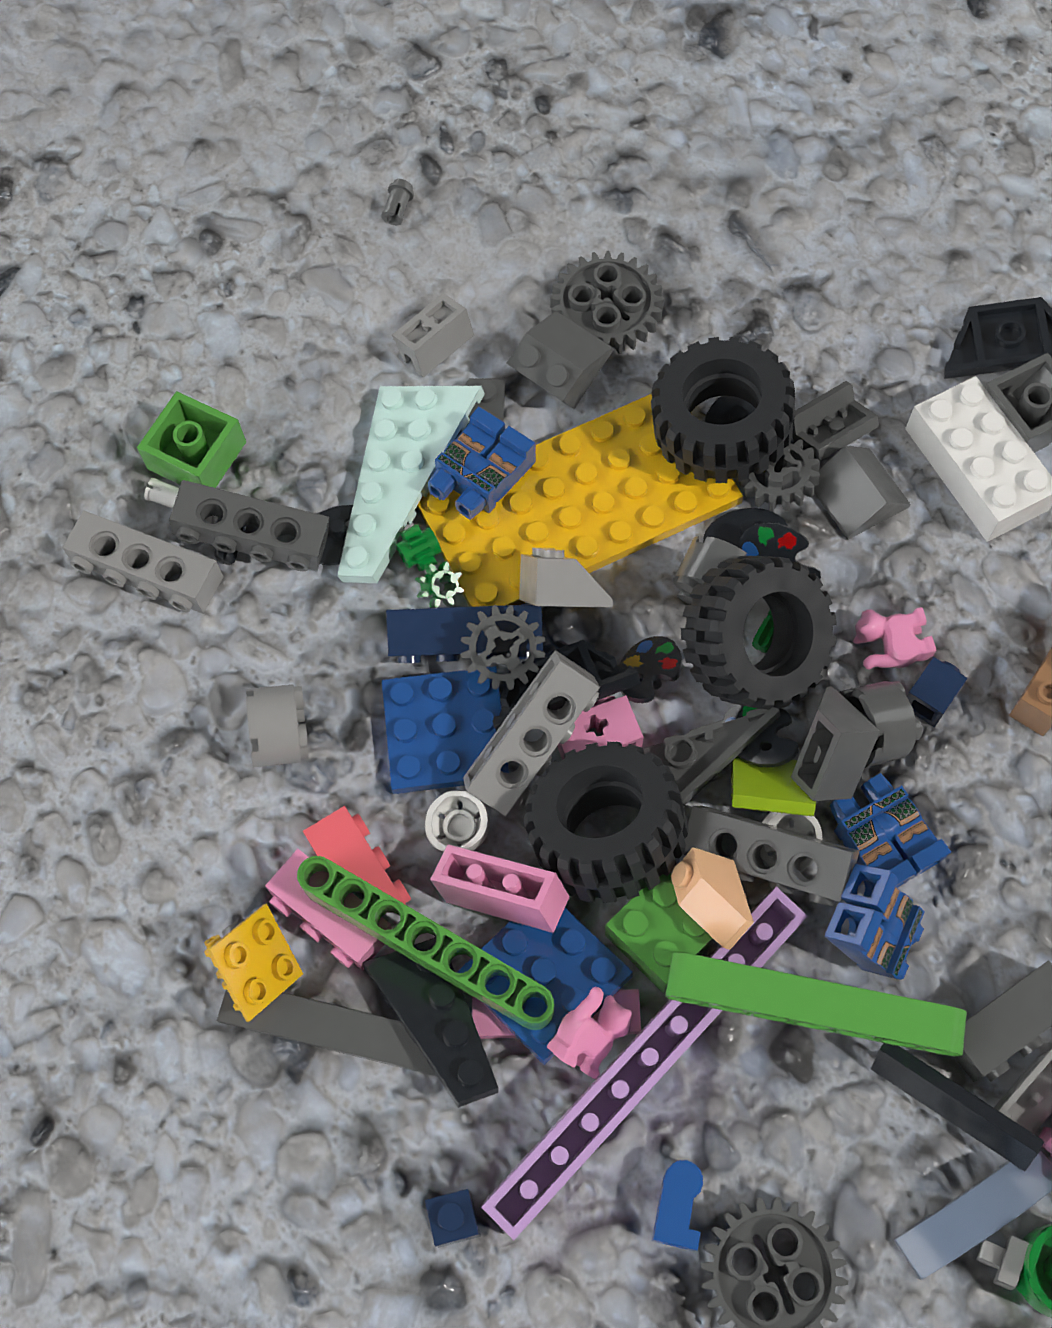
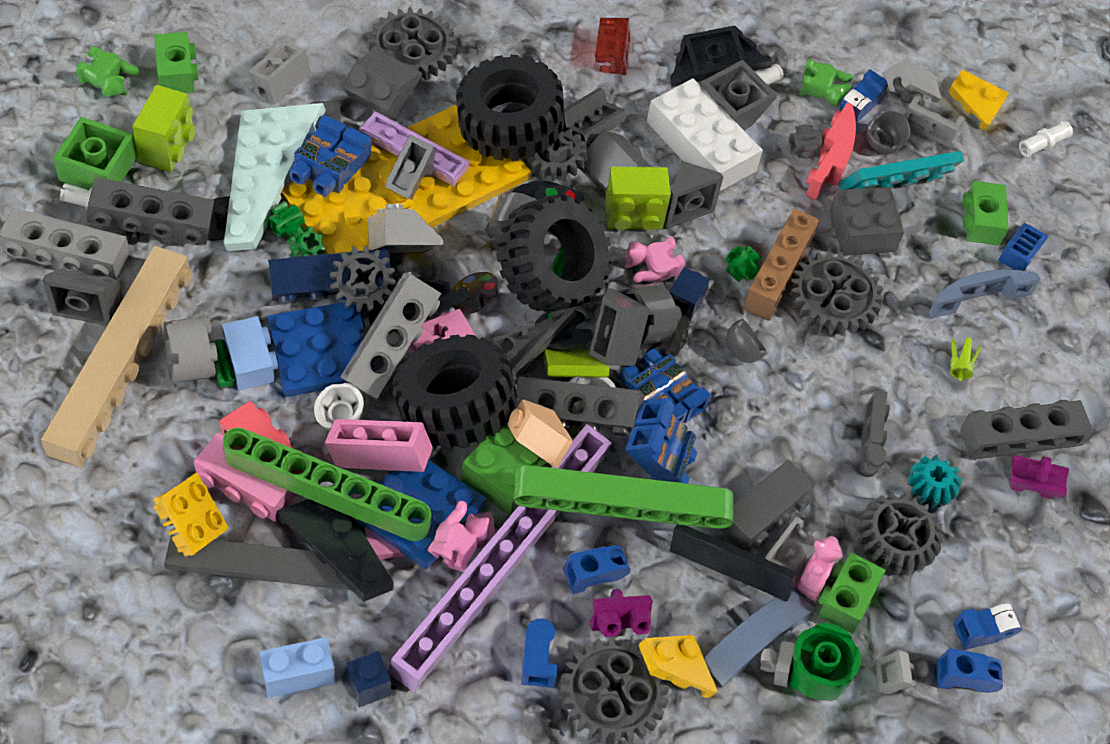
camera: 20 degrees left, 10 degrees down
(157, 635) = (82, 296): none -> dark grey slope
(190, 723) = (116, 357): none -> tan brick
(217, 322) = (105, 72): none -> bright green animal
(278, 410) = (163, 128): none -> lime brick
(299, 332) = (174, 61): none -> bright green brick
(319, 746) = (223, 365): none -> green piece
(352, 733) = (249, 352): none -> light blue brick
(363, 1190) = (297, 667): none -> light blue brick
(585, 484) = (411, 166): none -> slope
(592, 456) = (393, 137): none -> lavender tile
(768, 1087) = (595, 567): none -> blue leg
(795, 1158) = (620, 613): none -> magenta hips
(865, 1244) = (679, 662): none -> yellow wing
(872, 316) = (613, 45): none -> clear red hinge
(881, 549) = (637, 198): none -> lime brick
(917, 759) = (679, 337): none -> clear smoke tile
(957, 548) = (692, 194): none -> dark grey slope
(1006, 773) = (744, 343): none -> dark grey hair
(1016, 653) = (743, 263): none -> green gear

